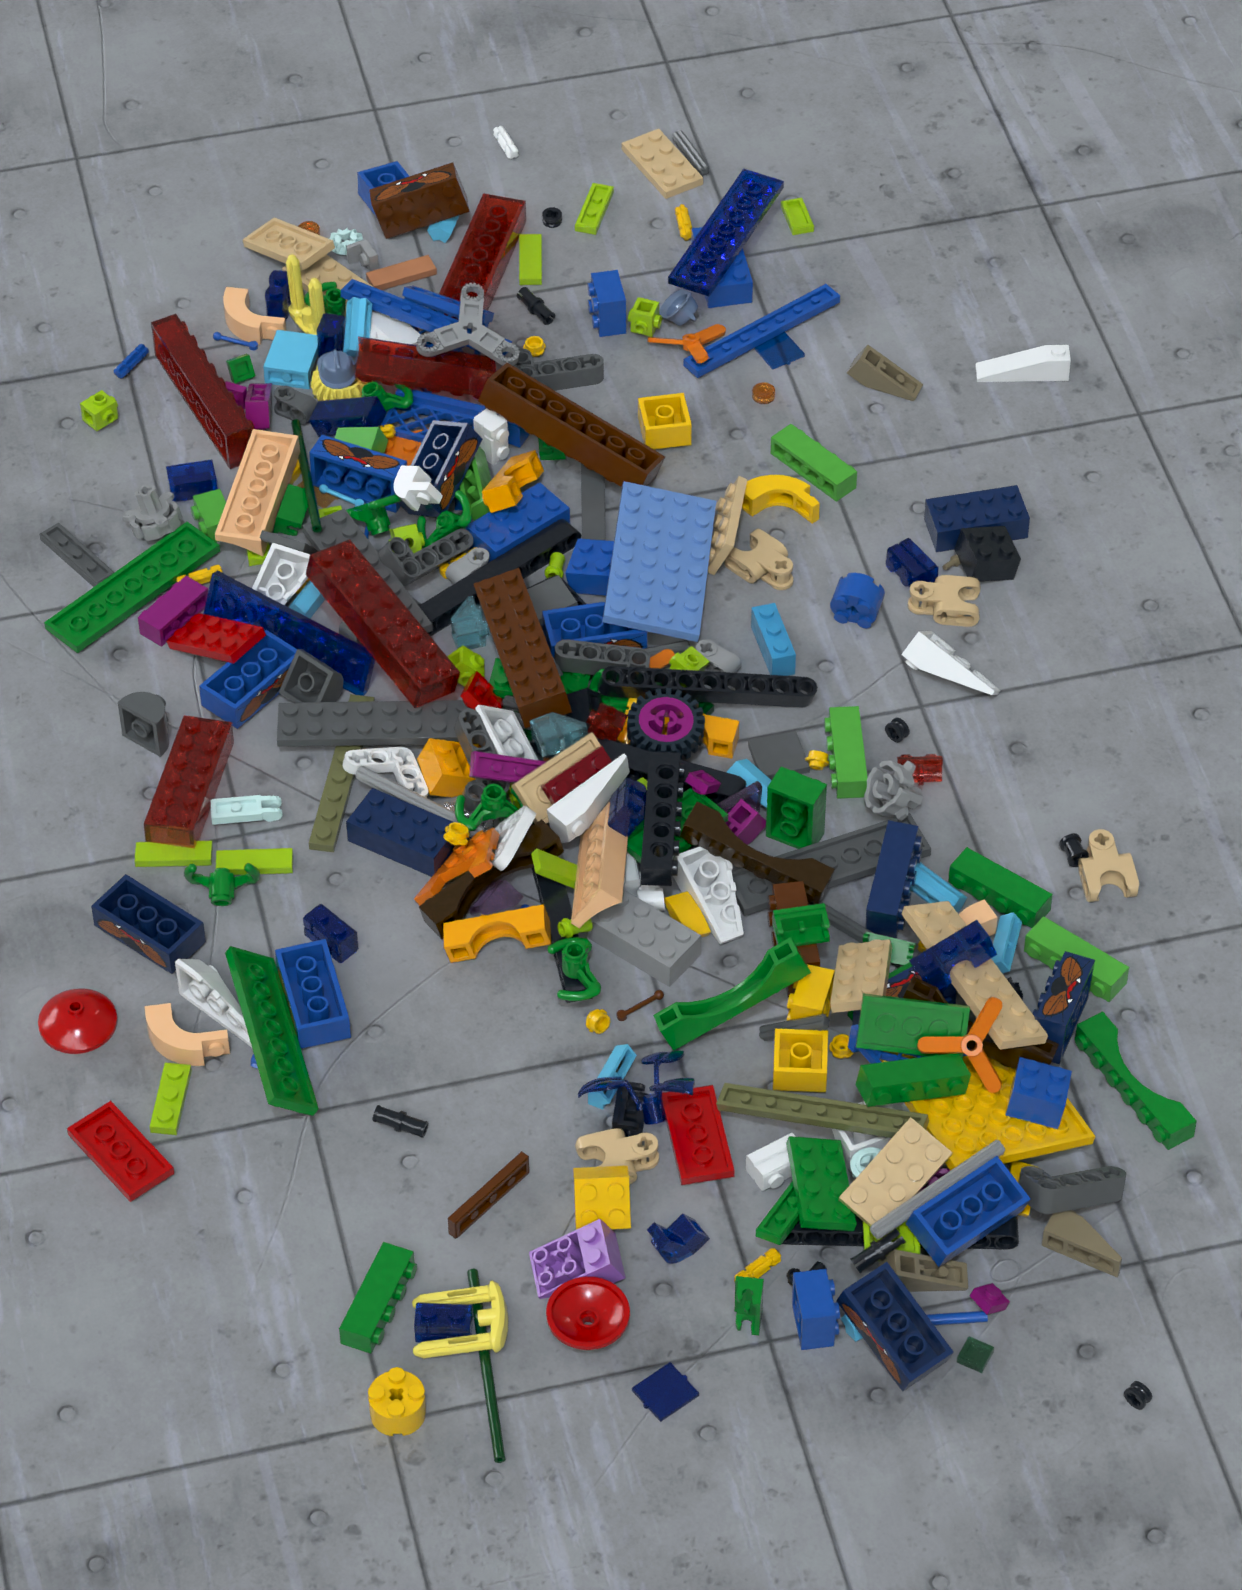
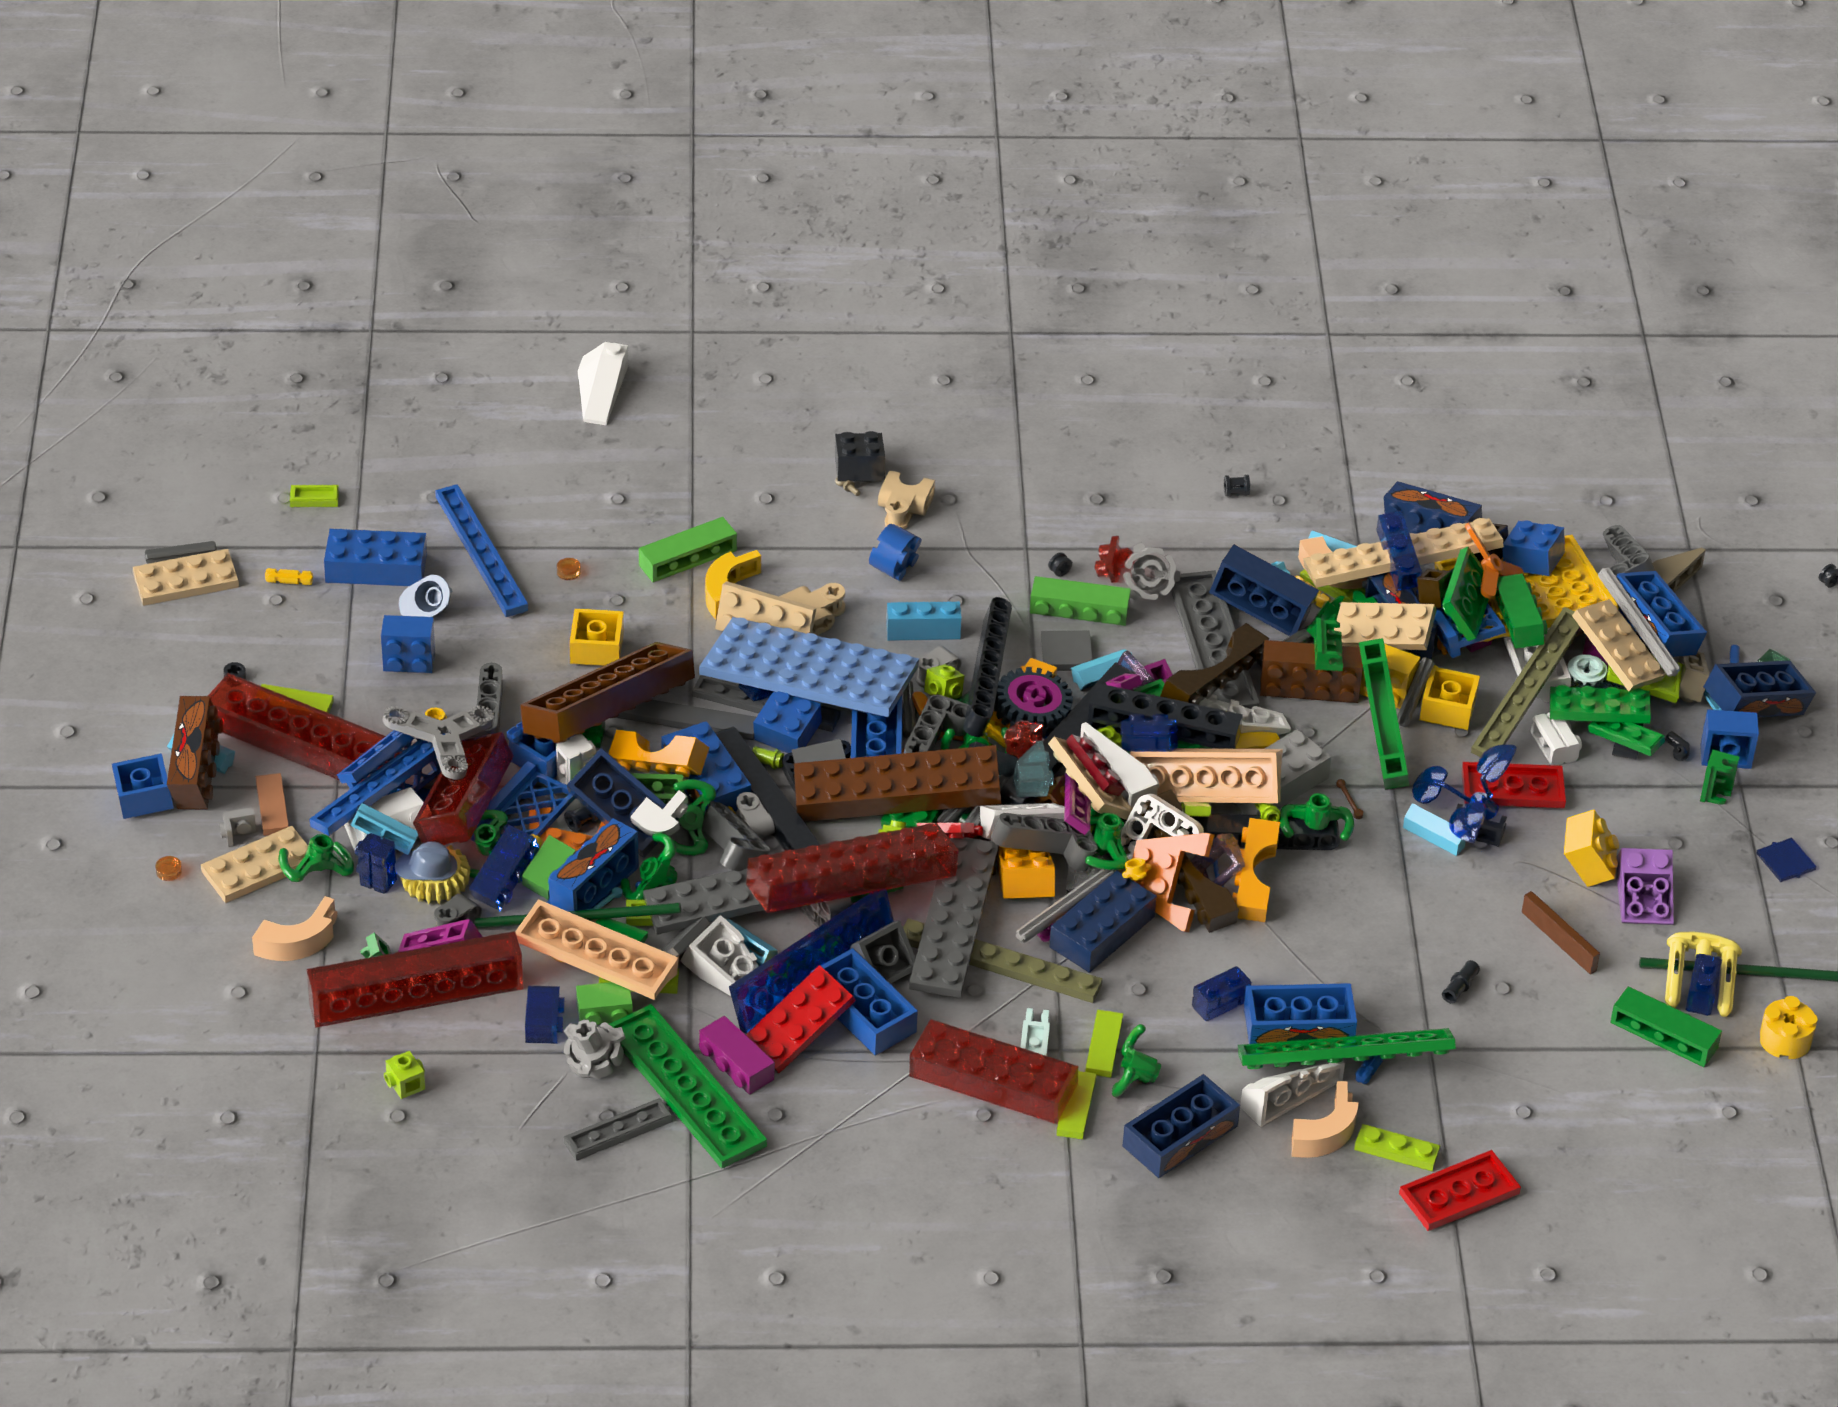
camera: 80 degrees left, 5 degrees down
(80, 1029) = (1280, 1208): red dish -> none
(131, 361) = (323, 1044): blue axle -> none
(145, 721) = (908, 1087): dark grey brick -> none
(202, 576) = (687, 1029): yellow axle -> none
(253, 345) = (334, 942): blue hinge -> none
(278, 295) = (275, 901): clear blue brick -> none
(280, 239) = (197, 879): tan plate -> none
(291, 359) = (382, 903): medium azure panel -> none
(304, 316) = (323, 885): light yellow piece -> none
(340, 247) = (198, 847): light aqua gear -> none
(392, 762) = (1004, 912): white beam -> none
(409, 532) = (700, 855): lime brick -> none
(468, 627) = (831, 826): clear light blue slope -> none
(505, 142) = (94, 688): white axle -> none
(536, 306) = (372, 706): black pin -> none
(583, 1302) = (1711, 883): red dish -> none
(594, 208) = (233, 640): lime tile -> none
(597, 1021) = (1367, 827): yellow plate -> none
(618, 1150) = (1532, 839): tan piece -> none
(645, 317) = (442, 621): lime brick -> none
(679, 1240) = (1633, 815): clear blue brick -> none
(694, 342) = (483, 600): orange piece -> none
(725, 232) = (356, 529): clear blue plate -> none
(761, 1264) = (1665, 775): yellow axle -> none
(779, 351) = (512, 546): clear blue piece -> none
(795, 809) = (1166, 630): green brick -> none
(817, 759) = (1082, 623): yellow plate -> none
(877, 1250) = (1681, 685): black pin -> none
(881, 374) = (581, 479): dark tan slope -> none
(910, 563) = (851, 511): clear blue brick -> none
(936, 657) = (985, 518): white wedge -> none
(983, 508) = (806, 456): dark blue brick -> none
(989, 1298) = (1721, 639): magenta plate -> none
(999, 887) = (1277, 533): green brick -> none
(1049, 942) = (1356, 512): bright green brick -> none
(1106, 867) = (1265, 470): tan piece -> none
(1165, 1117) = (1549, 497): green arch -> none

